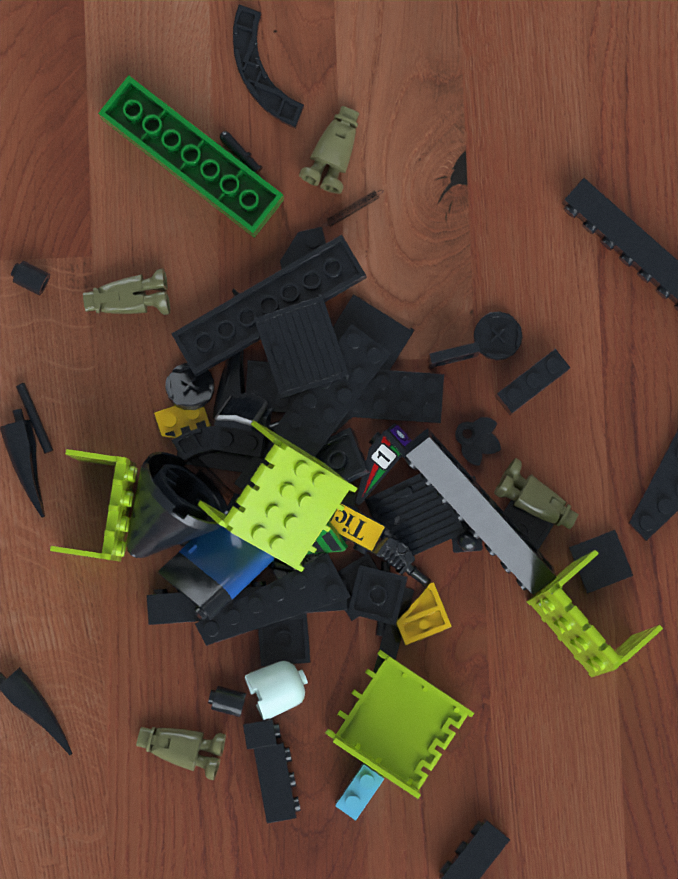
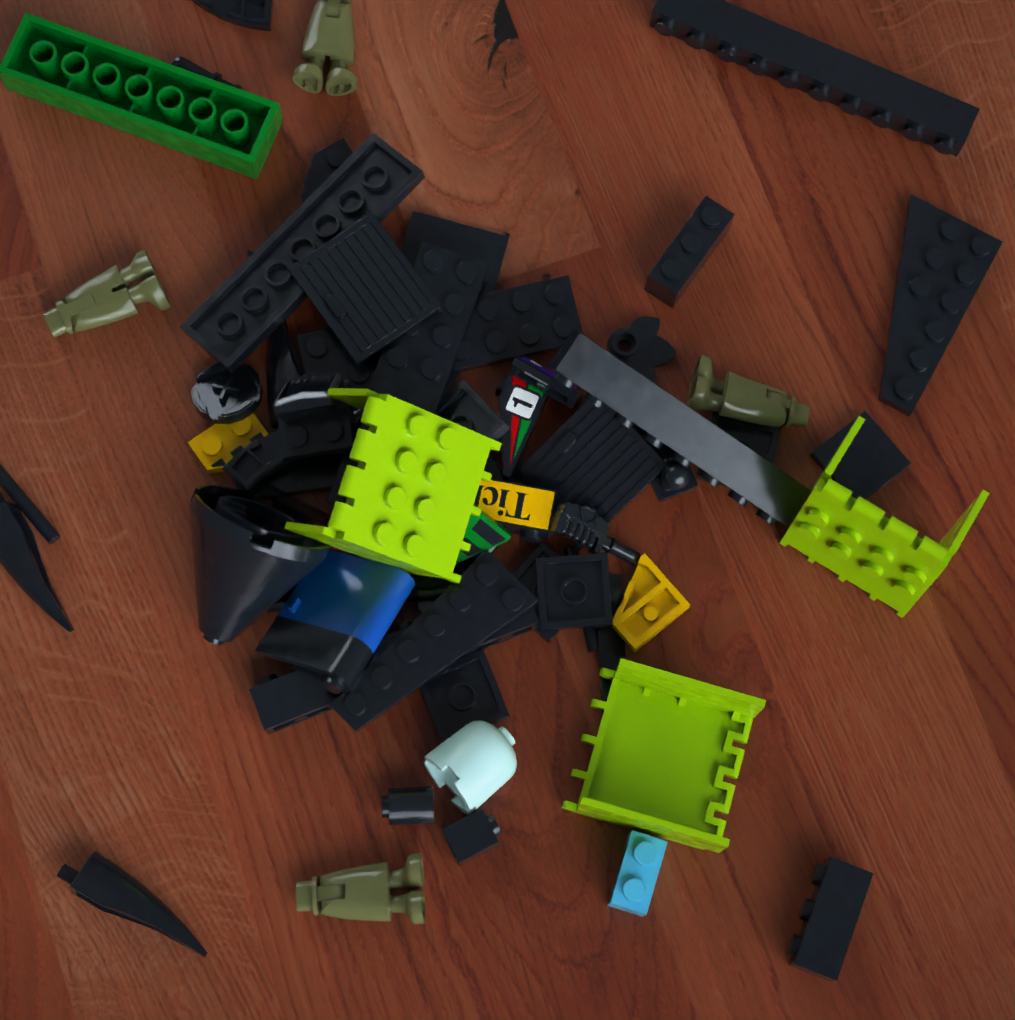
camera: 25 degrees left, 10 degrees down
(120, 503) = (142, 513): lime windscreen -> none
(276, 782) = (515, 899): black brick -> none
(350, 207) = (379, 106): black piece -> none
(453, 355) = (573, 244): black tile -> none
(498, 335) = (622, 211): black tile -> none

